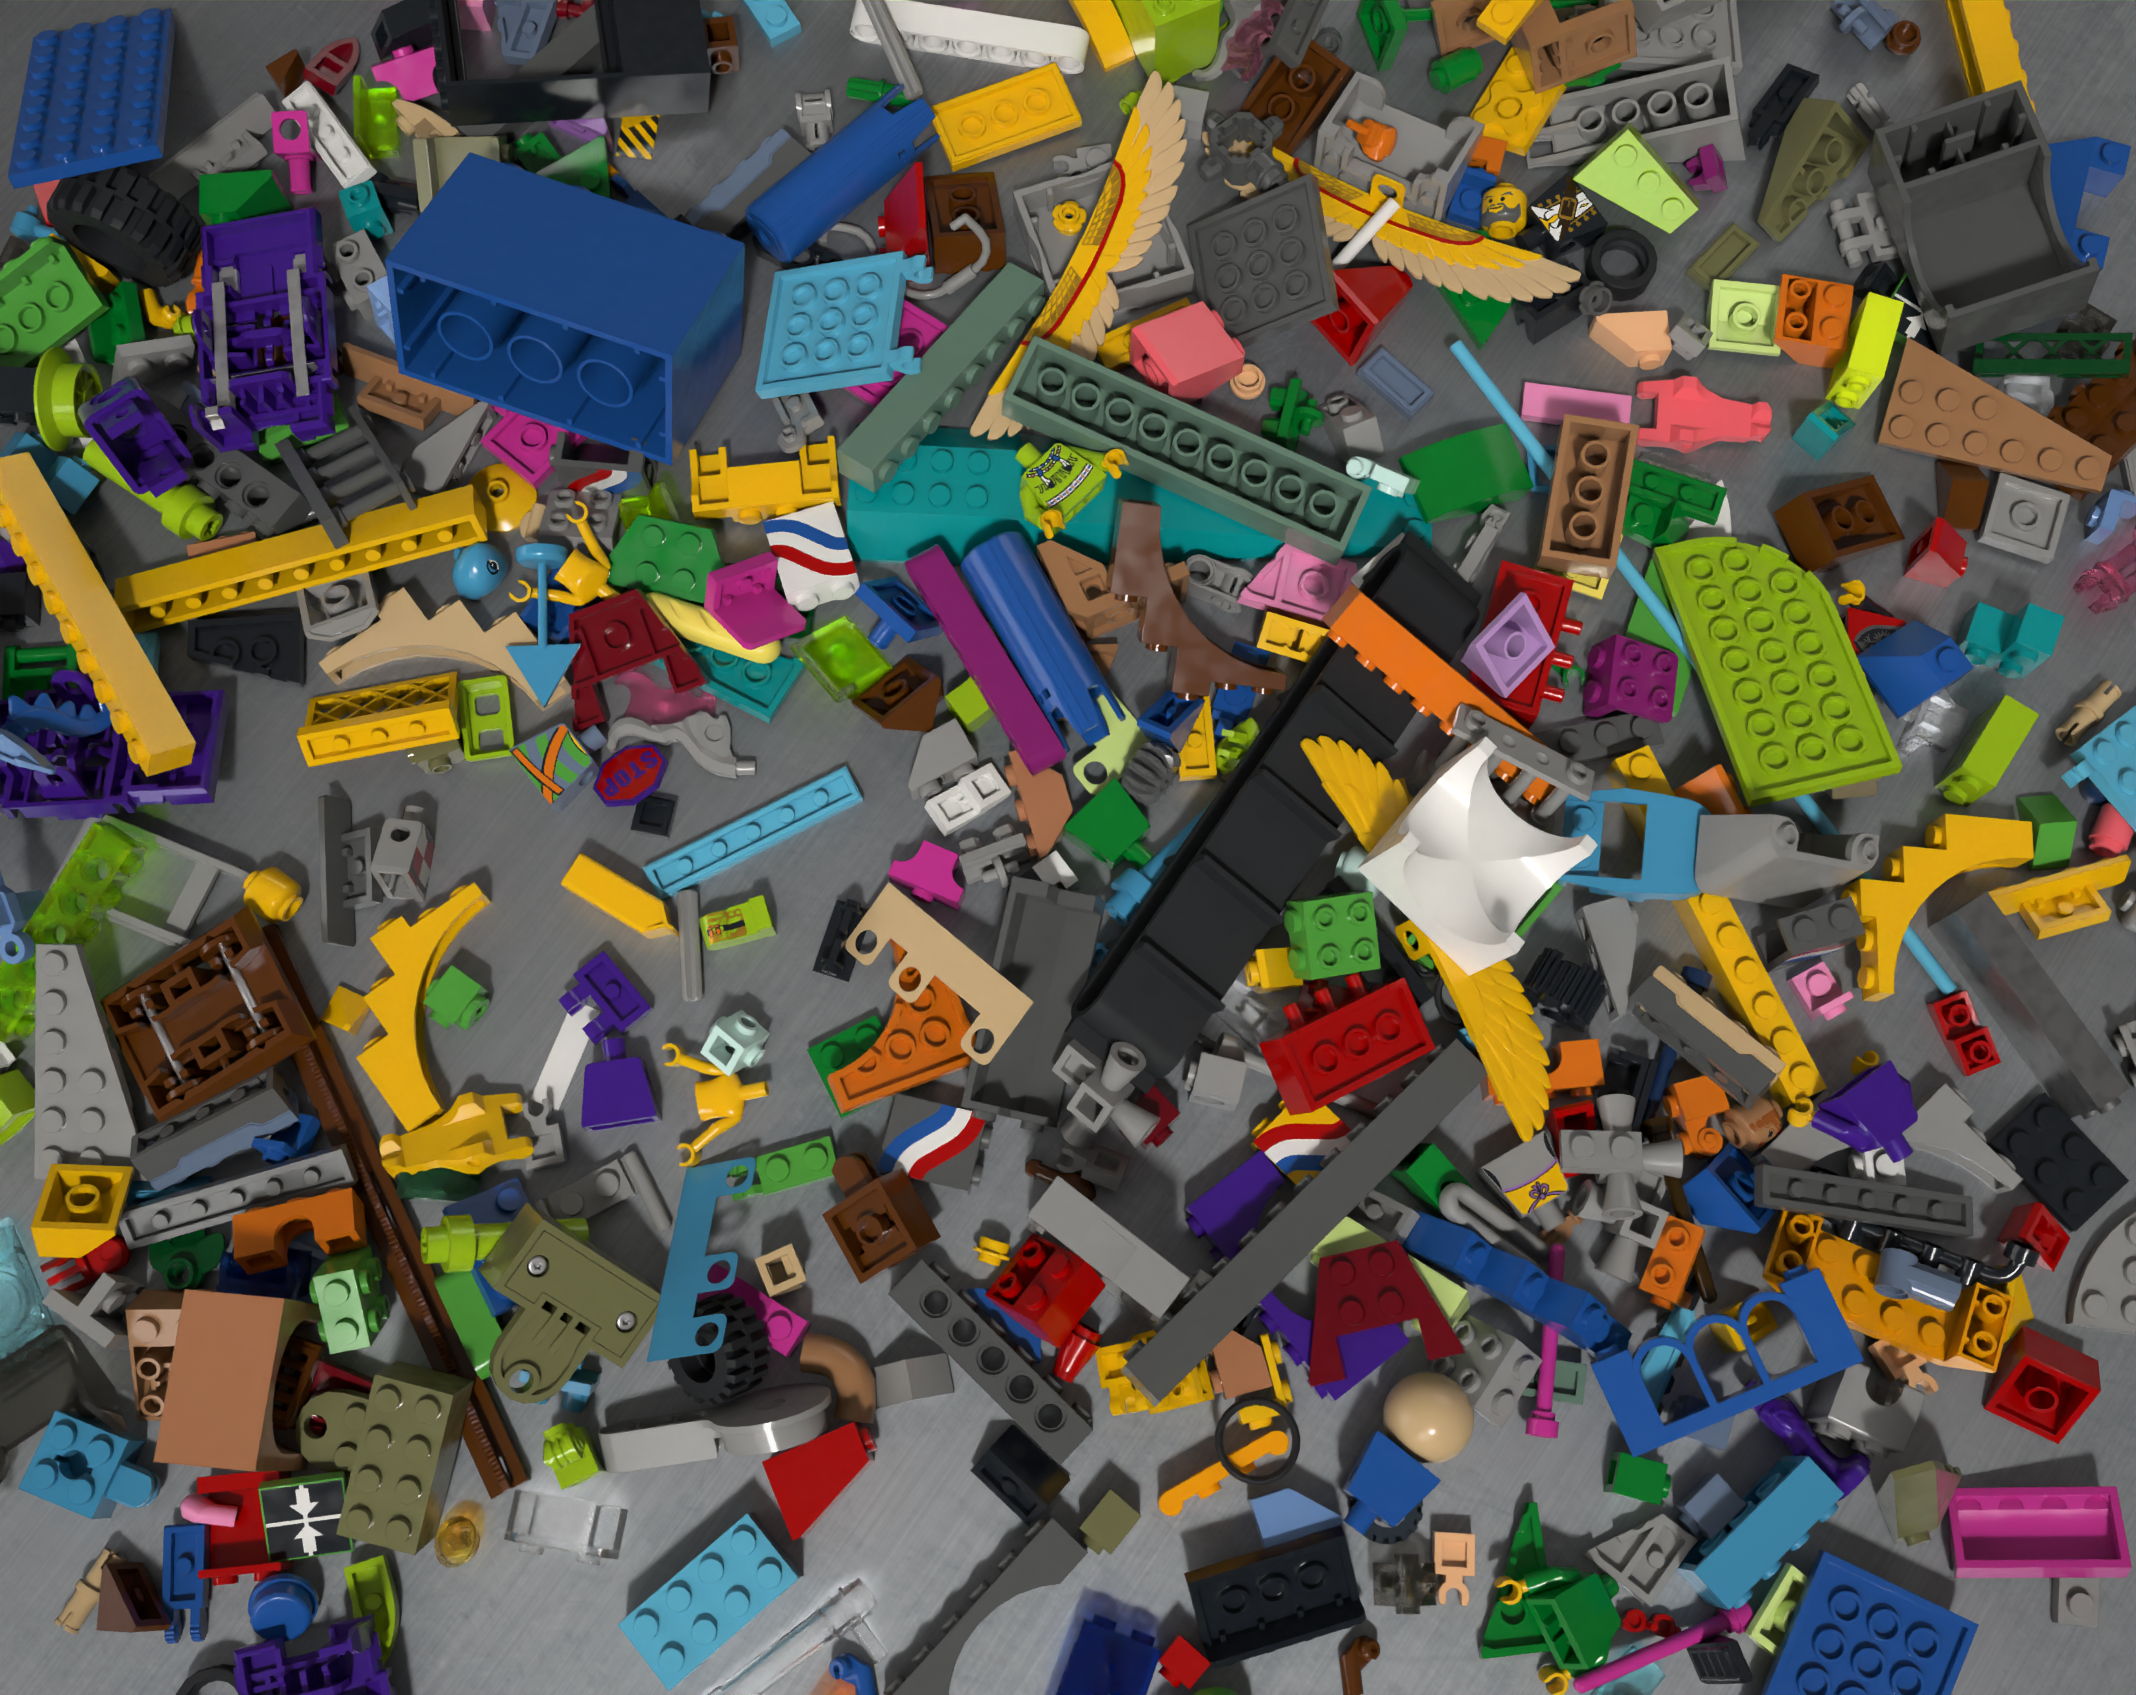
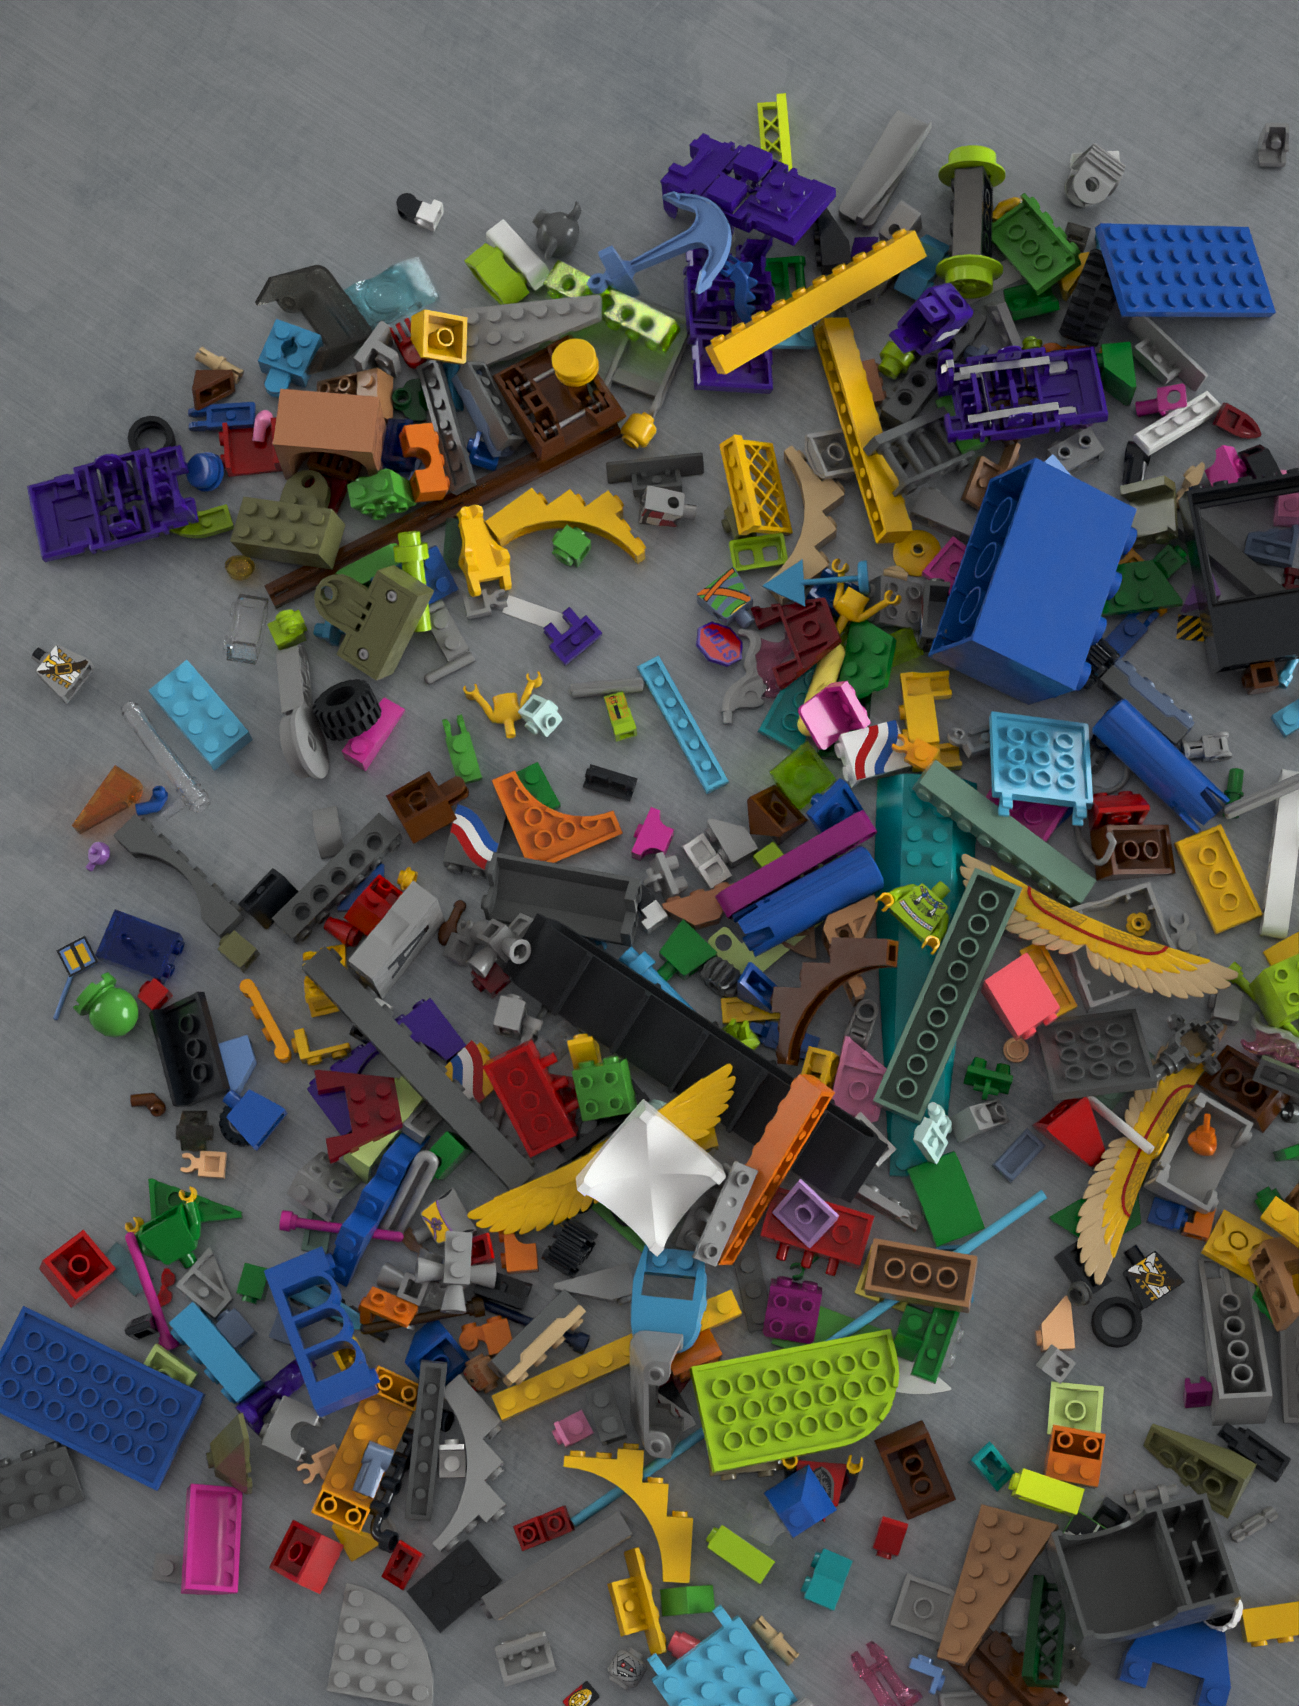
camera: 95 degrees right, 0 degrees up
(150, 982) = (575, 362): none -> yellow head
(156, 314) = (1043, 324): yellow arm -> none
(251, 645) = (807, 404): black wing -> none
(287, 72) = (1226, 392): reddish brown slope -> none
(304, 1516) = (256, 478): black tile -> none
(346, 1010) = (565, 479): yellow slope -> none
(365, 210) = (1119, 450): teal bracket -> none
(375, 120) = (1192, 451): clear neon green panel -> none
(478, 570) = (859, 541): dark azure piece -> none
(618, 1091) = (511, 646): dark purple torso -> none
(619, 898) = (637, 641): yellow piece -> none
(654, 817) = (693, 662): black tile -> none
(688, 1266) = (397, 689): dark azure piece -> none
(781, 1271) = (394, 748): tan brick -> none
(817, 486) = (918, 753): none -> light orange plate
(818, 1474) = (269, 773): red slope -> none
(848, 1372) = (333, 791): medium nougat cylinder -> none
(942, 955) = (592, 839): tan piece -> none
(1238, 1367) = (330, 1029): nougat slope -> none
(1257, 1480) = (268, 1020): black tyre -> none
(1428, 1417) = (294, 1146): tan piece -> none
(1503, 211) = (1155, 1235): yellow head -> none
(1550, 403) = (1003, 1284): bright pink tile -> none
(1638, 180) = (1178, 1332): lime wedge -> none
(1694, 417) = (996, 1370): coral animal -> none
(1723, 257) = (1127, 1401): olive tile -> none
(1866, 1110) = (484, 1441): dark purple torso -> none
(1960, 494) = (940, 1561): reddish brown slope -> none

